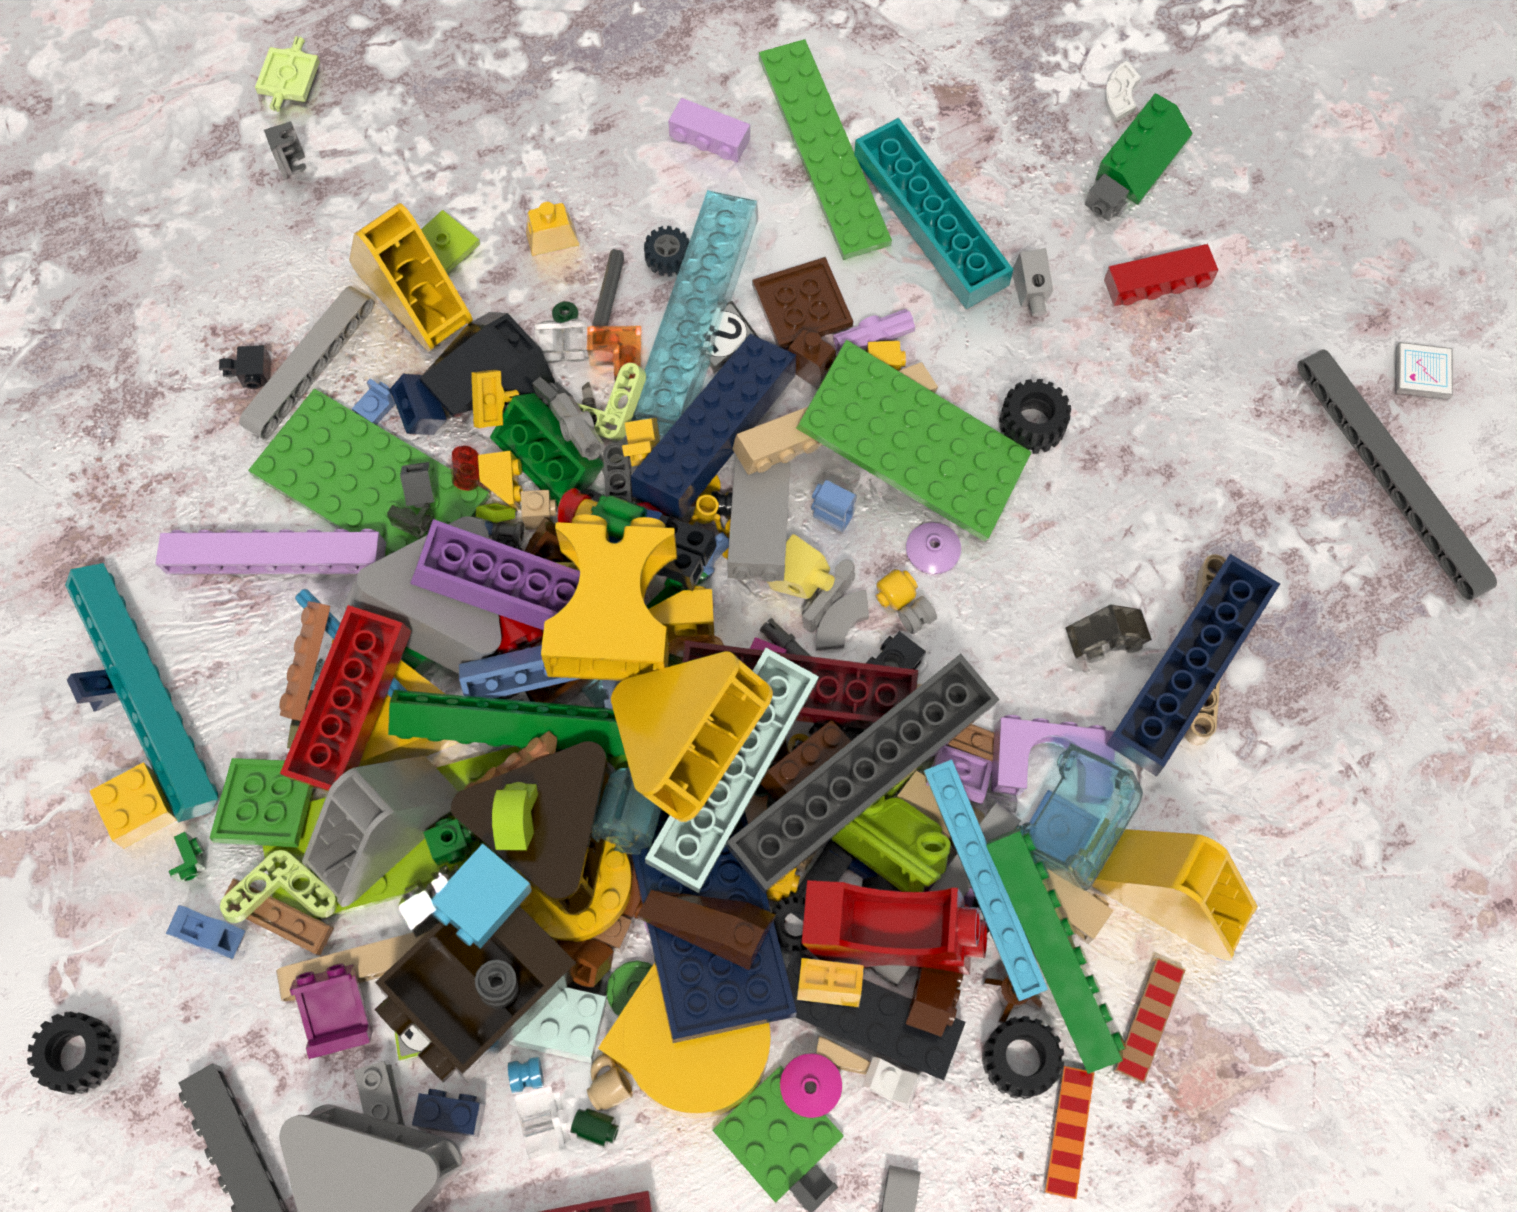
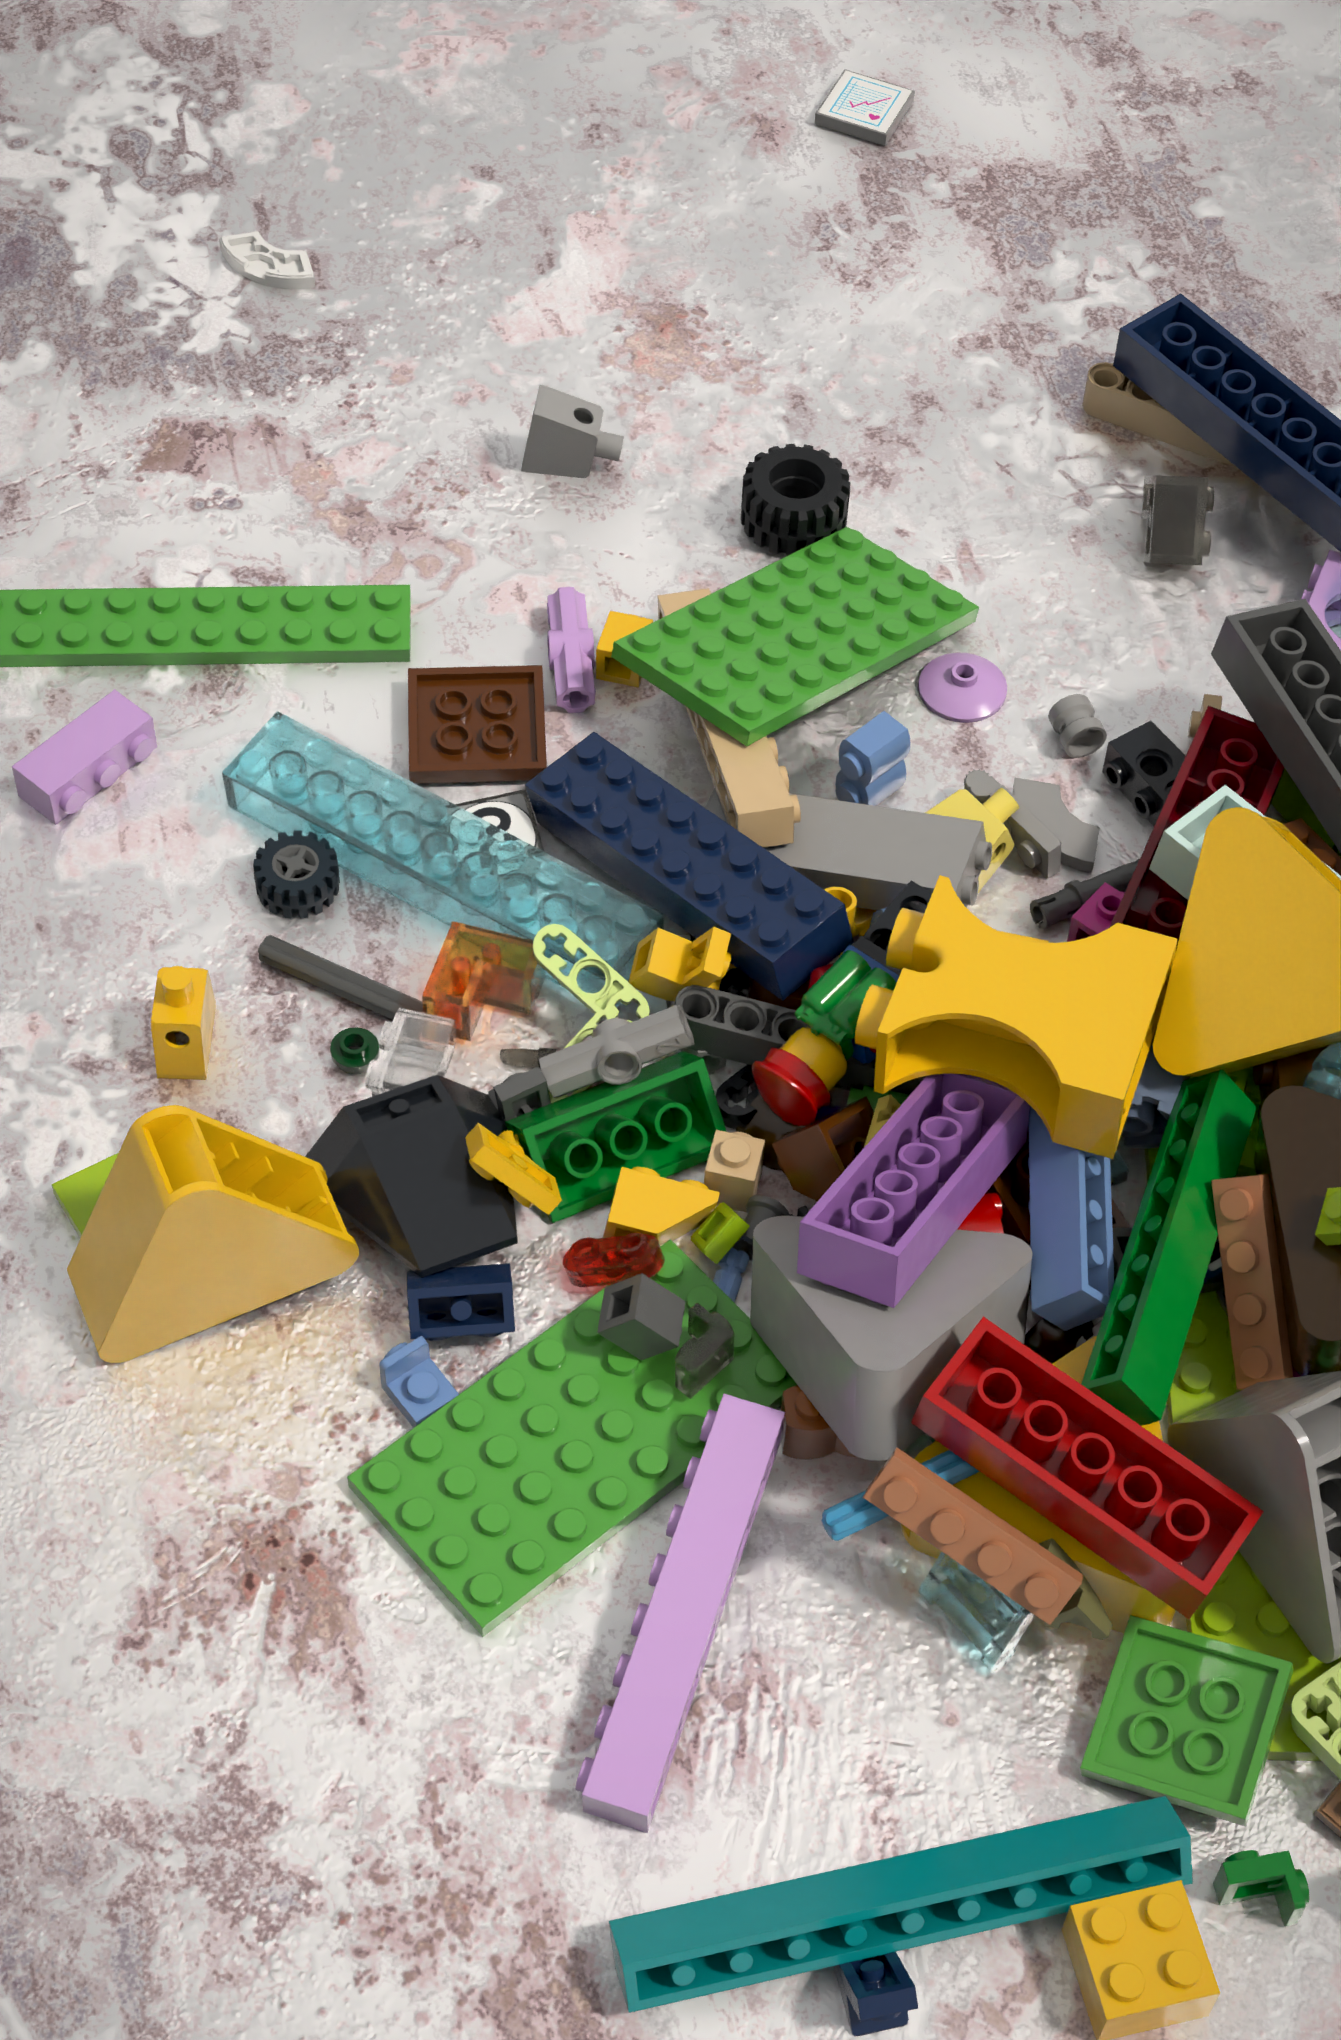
camera: 75 degrees left, 15 degrees down
(251, 366) = (258, 1575): black brick -> none
(306, 362) = (289, 1478): light grey beam -> none
(812, 357) = (596, 709): reddish brown torso -> none
(896, 589) = (1030, 735): yellow head -> none
(933, 213) = (390, 516): teal brick -> none
(1107, 198) = (453, 323): dark grey brick -> none
(1146, 147) = (384, 264): green slope -> none
(1161, 275) = (610, 306): red brick -> none
(1397, 475) = (1008, 176): dark grey beam -> none

